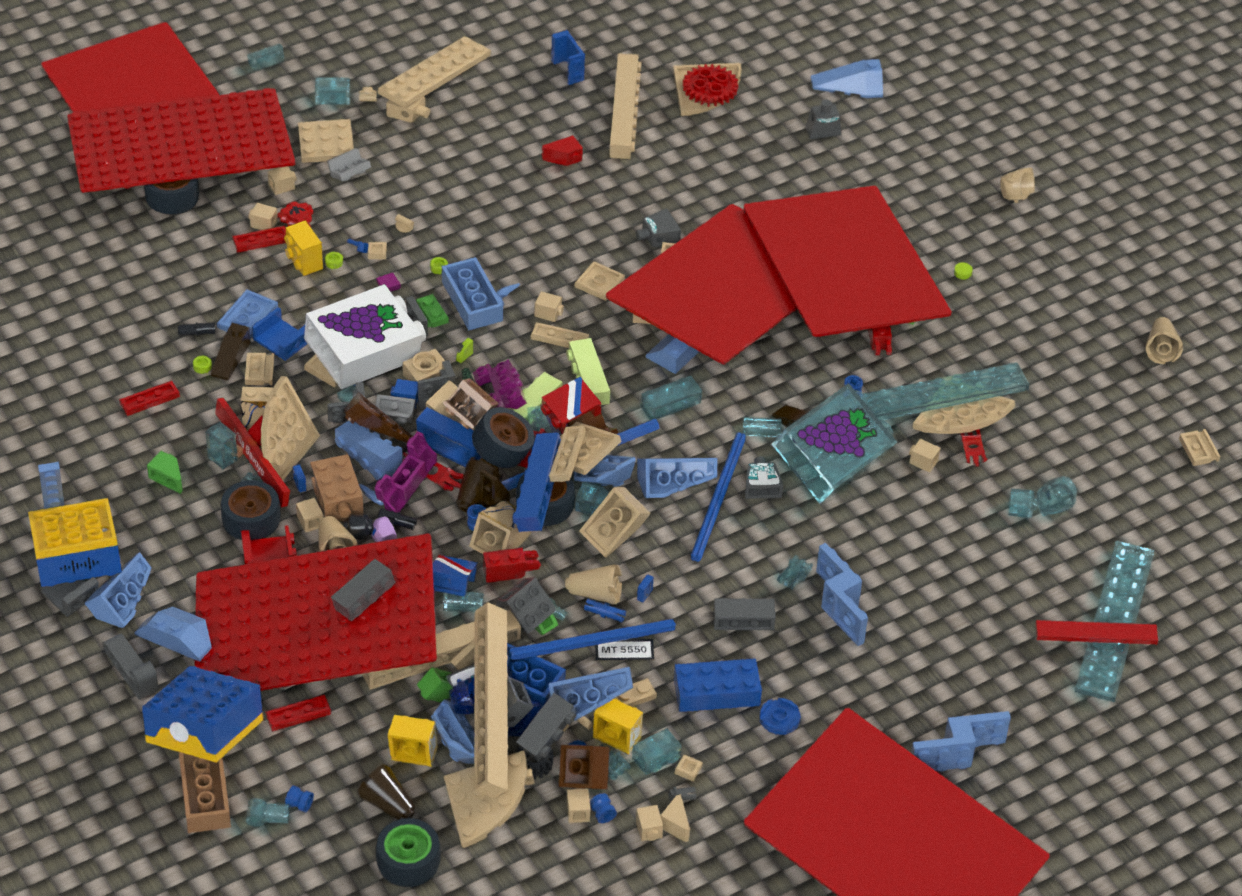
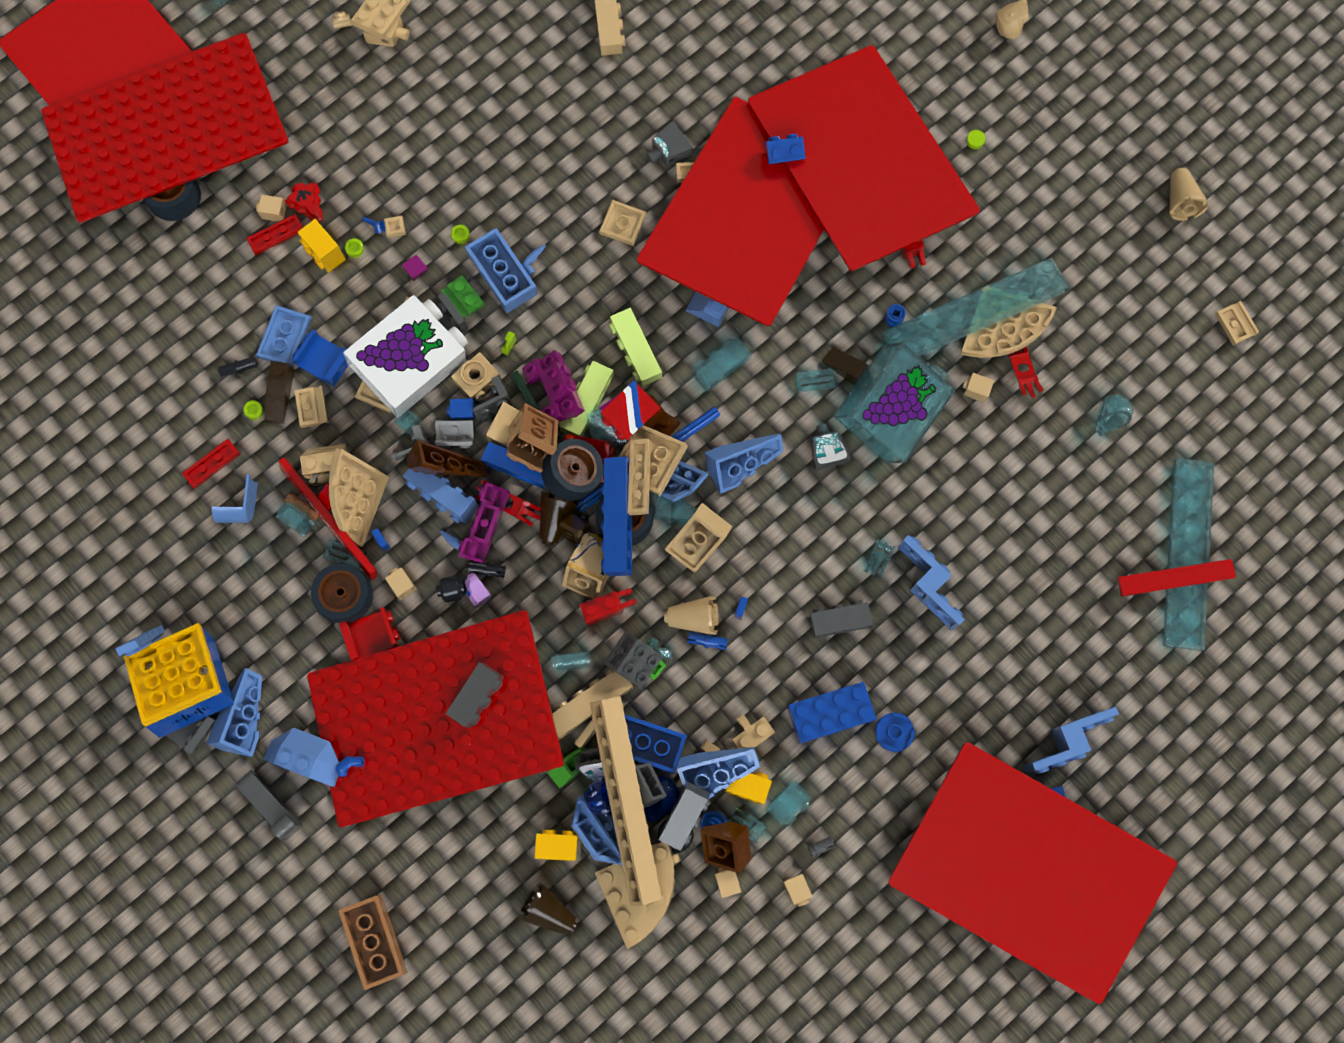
camera: 10 degrees left, 30 degrees up
(165, 470) = (249, 556): bright green slope -> none
(167, 430) = (239, 514): none -> medium blue piece
(202, 713) = (352, 869): blue piece -> none
(220, 640) = (343, 766): none -> blue arm
(260, 812) = (433, 952): clear light blue piece -> none
(281, 180) = (280, 156): tan brick -> none
(298, 713) = (441, 823): red tile -> none
(299, 798) = (465, 930): blue wheel -> none
(324, 139) = (312, 90): tan plate -> none
(332, 91) = (304, 23): clear light blue brick -> none
(334, 535) = (431, 613): tan cone -> none
(336, 487) = (420, 550): medium nougat torso -> none
(347, 165) = (342, 122): light grey bracket -> none
(404, 224) = (414, 188): tan plate -> none
(408, 852) = (576, 990): black wheel -> none
(453, 574) = (554, 636): blue panel -> none
(472, 514) = (562, 557): blue wheel -> none
(548, 306) = (580, 269): tan brick -> none
(556, 335) = (597, 303): tan tile -> none
(563, 151) = (554, 60): red slope -> none
(591, 639) = (702, 690): blue axle -> none
(602, 807) = (750, 881): blue wheel -> none
(626, 650) = (734, 680): white sticker -> none
(675, 819) = (820, 878): tan slope -> none
(688, 768) = (820, 811): tan tile -> none
(718, 497) = (789, 474): blue axle -> none
(770, 240) = (785, 149): none -> blue bracket
(1021, 503) = (1080, 429): clear light blue brick -> none

